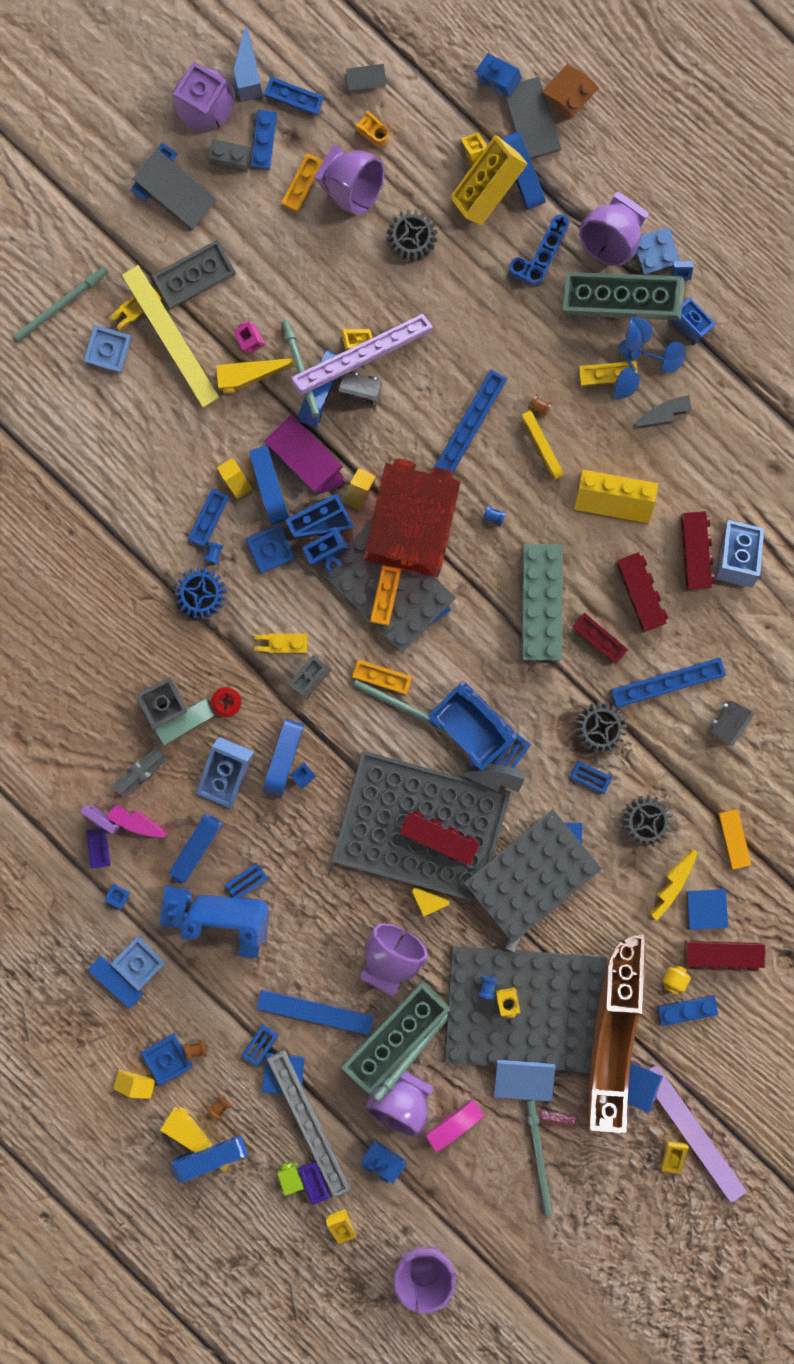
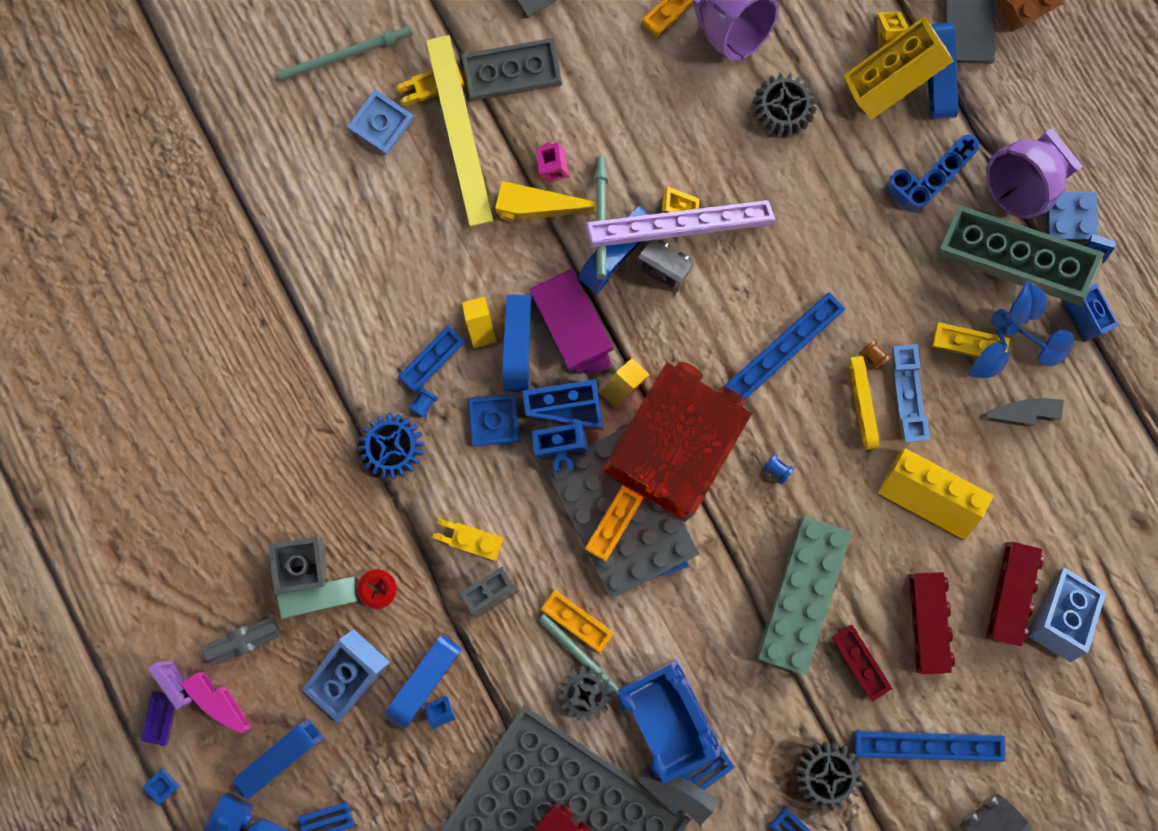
camera: 20 degrees right, 5 degrees down
(397, 719) = (581, 684): none -> dark grey gear
(574, 427) = (908, 393): none -> medium blue slope

